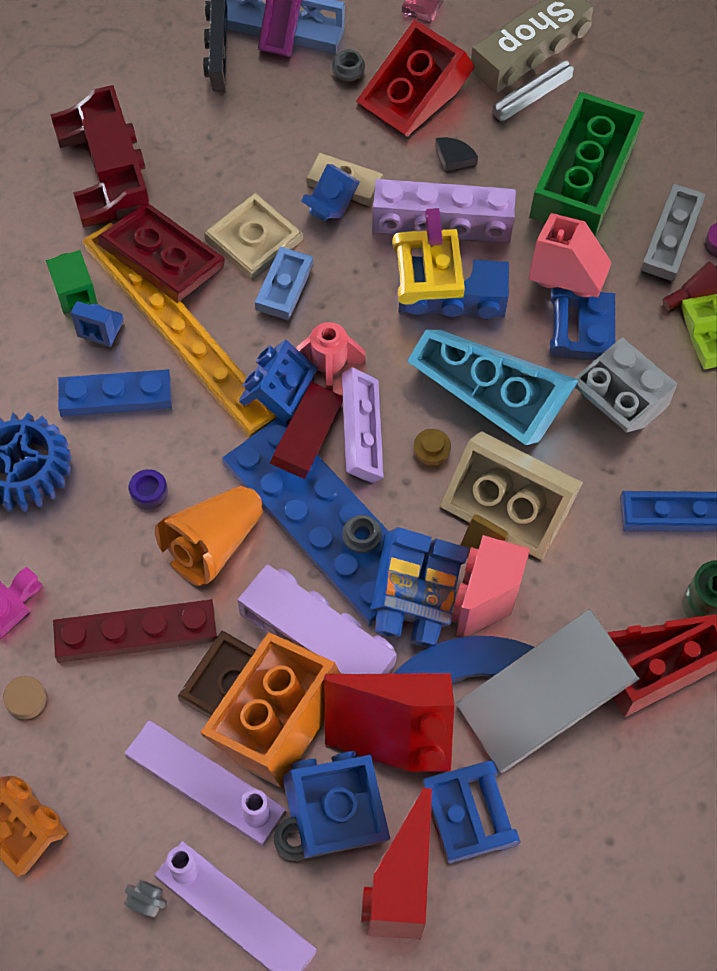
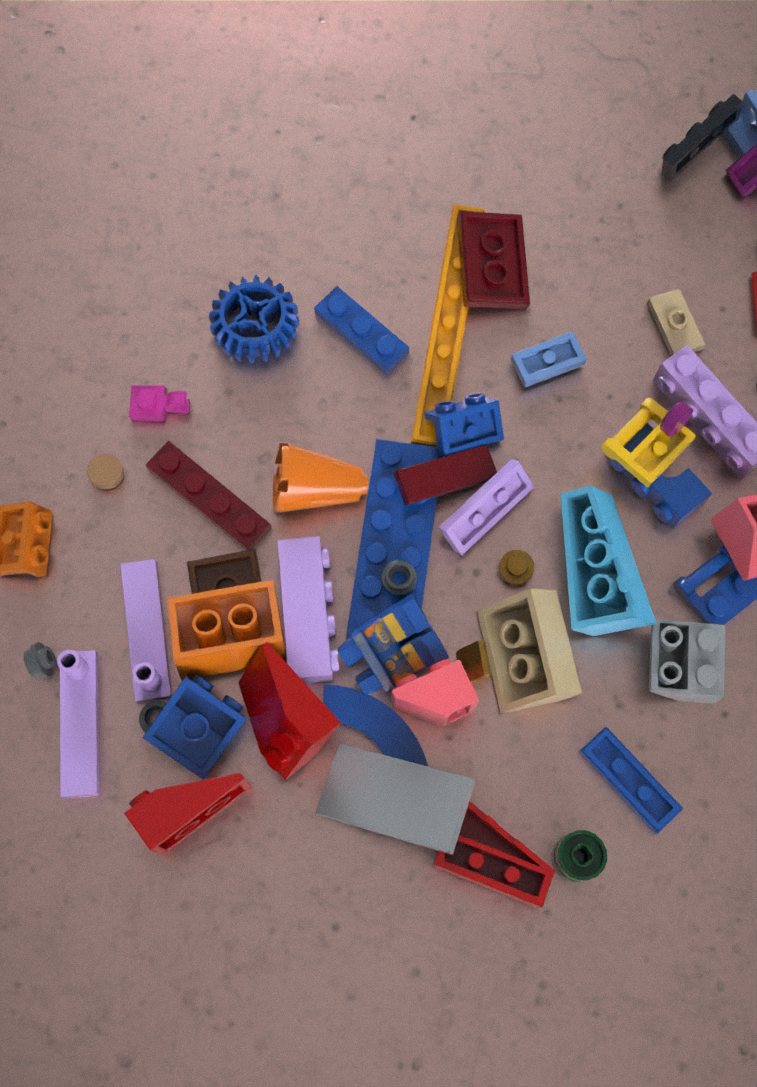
camera: 50 degrees right, 10 degrees up
(71, 280) = (413, 227): green brick -> none
(96, 323) = (398, 271): blue bracket -> none
(110, 143) = (532, 164): dark red bracket -> none
(148, 489) = (312, 414): dark purple tile -> none
(252, 235) = (568, 305): tan tile -> none
(329, 350) = (522, 436): coral brick -> none
(331, 193) = (650, 326): blue bracket -> none
(458, 817) = (260, 810): blue plate -> none

